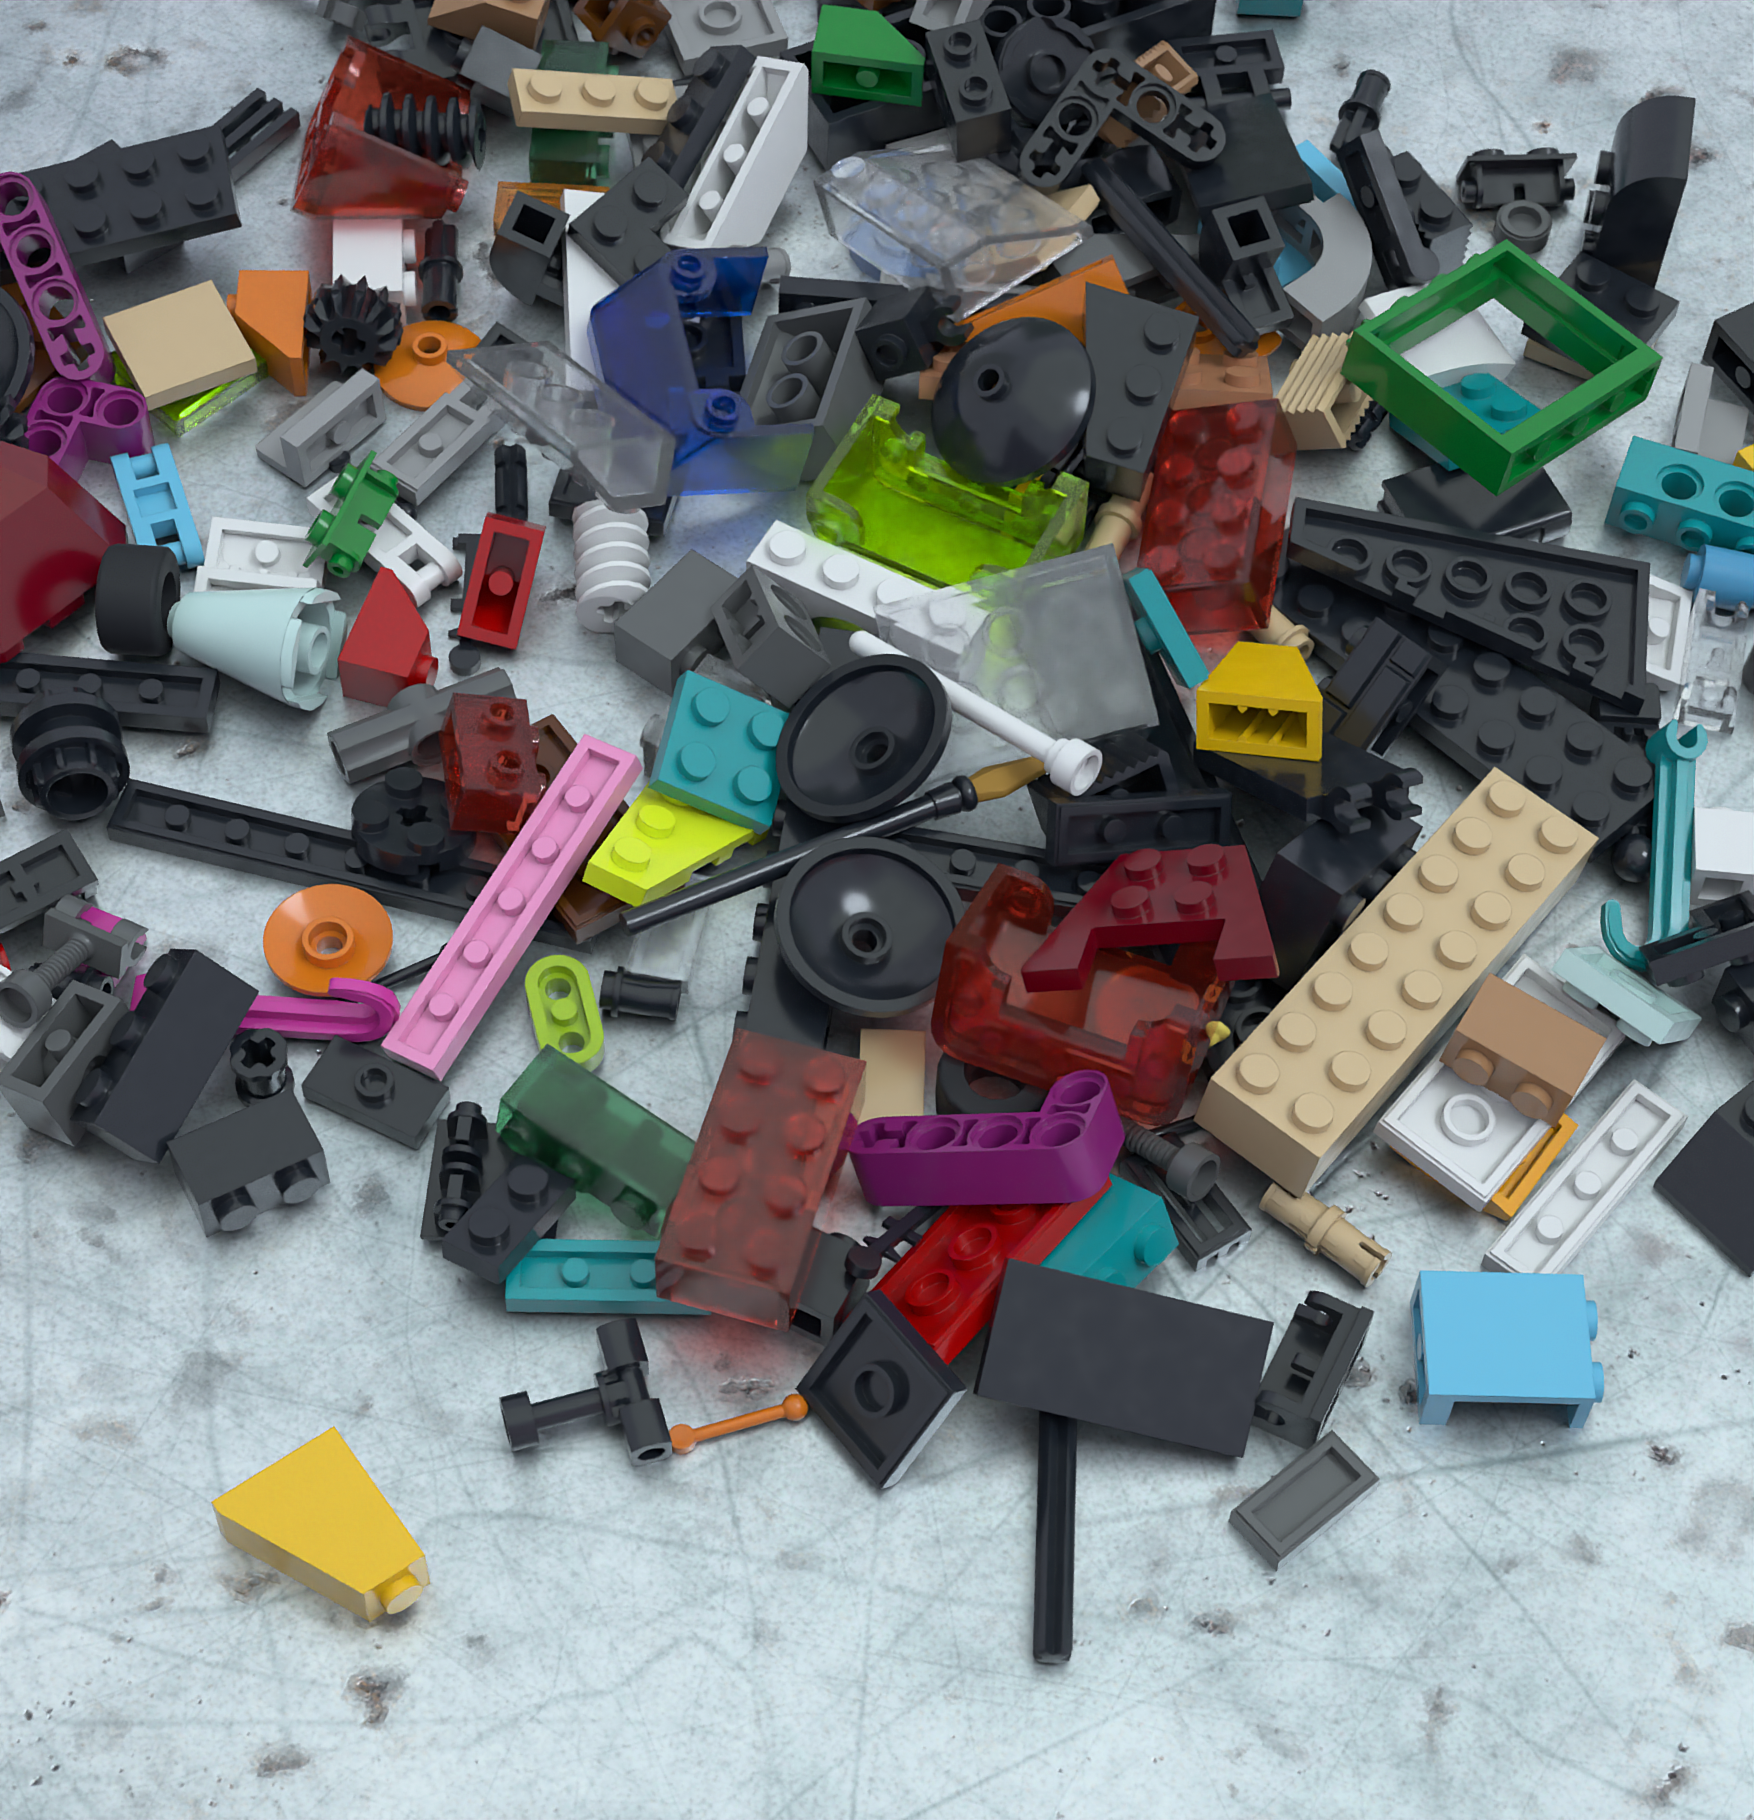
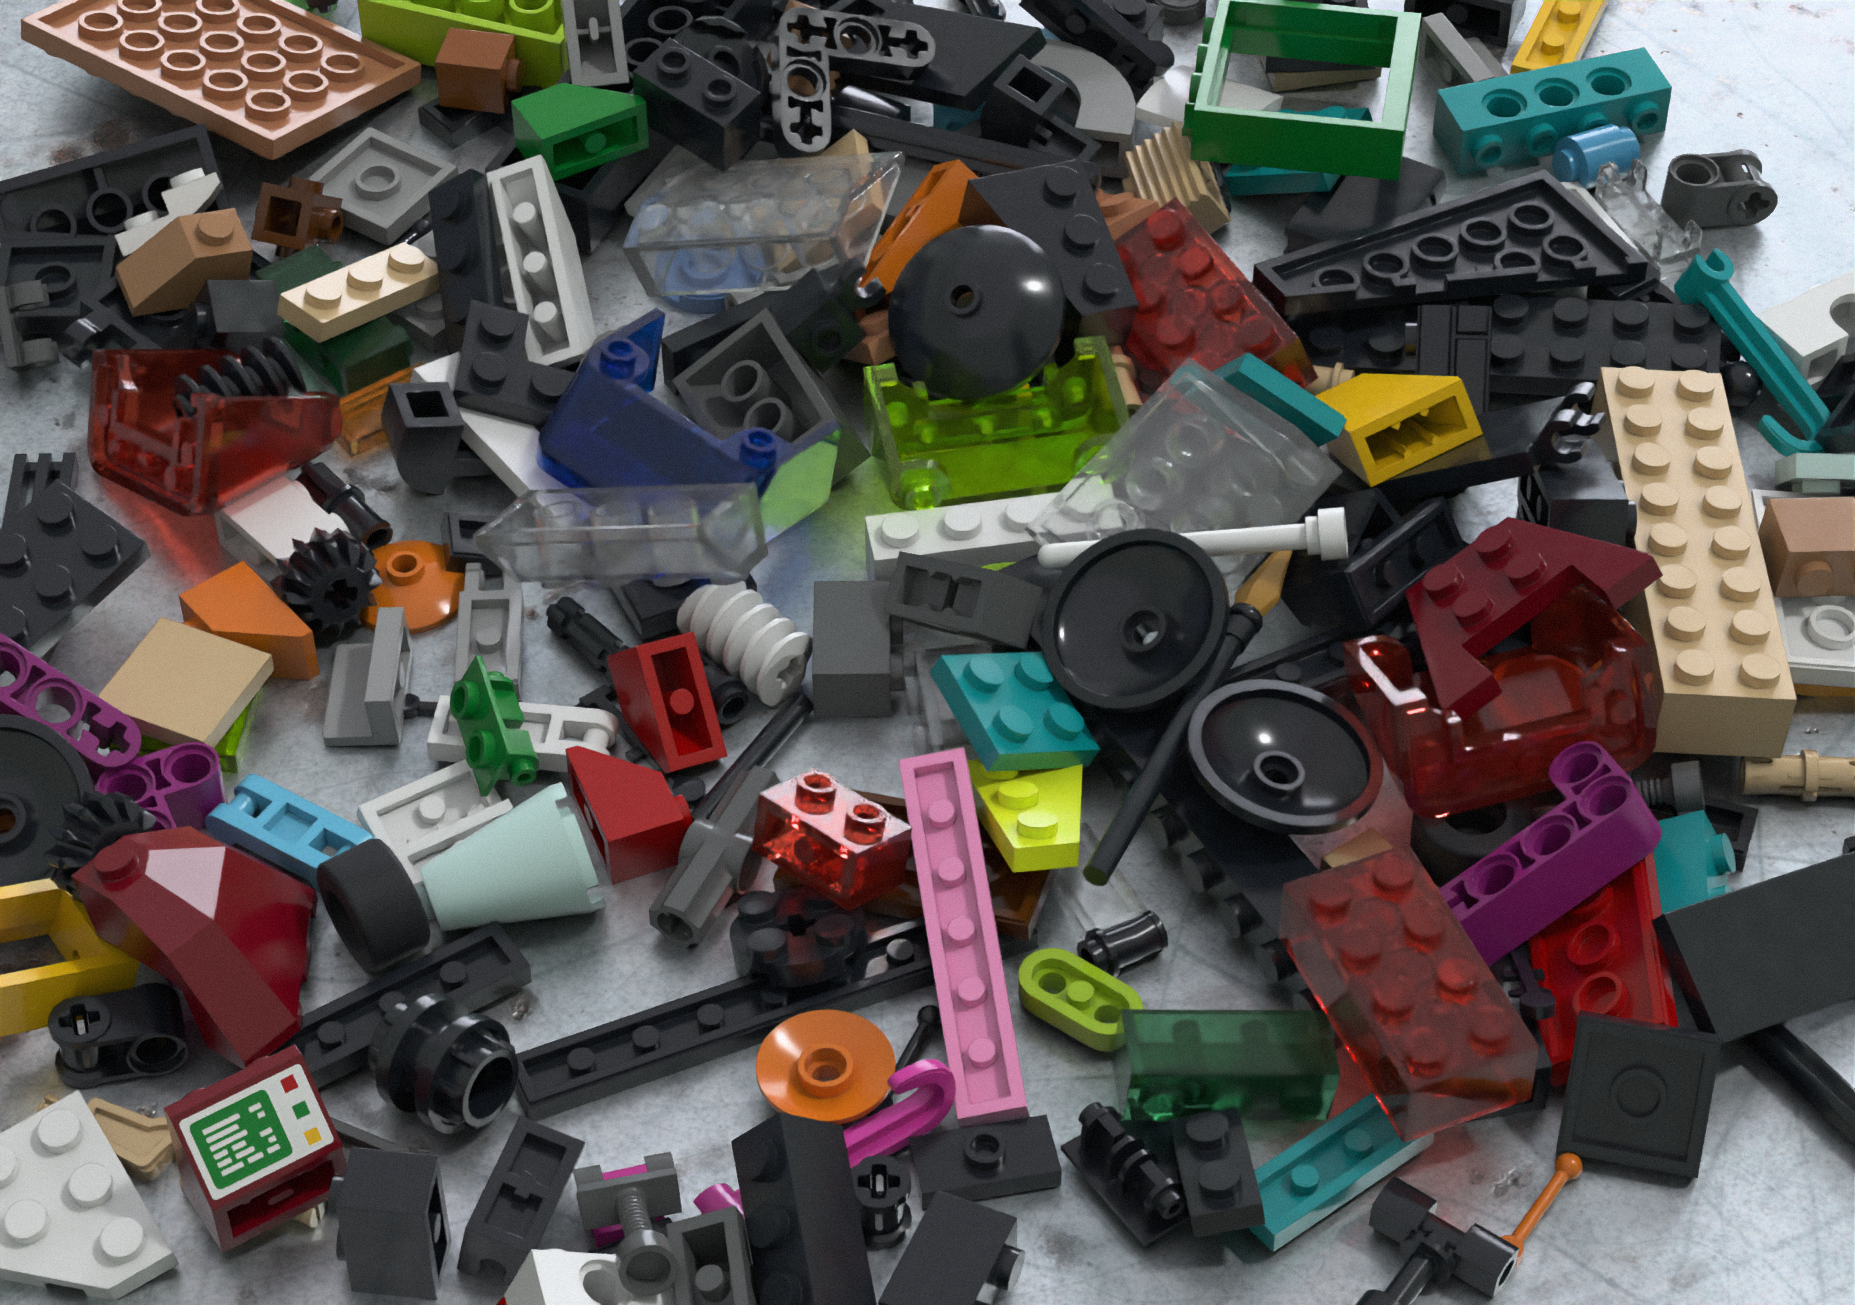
camera: 35 degrees left, 10 degrees down
(543, 660) = (759, 750): none -> black bar
(553, 596) = (727, 692): none -> black pin

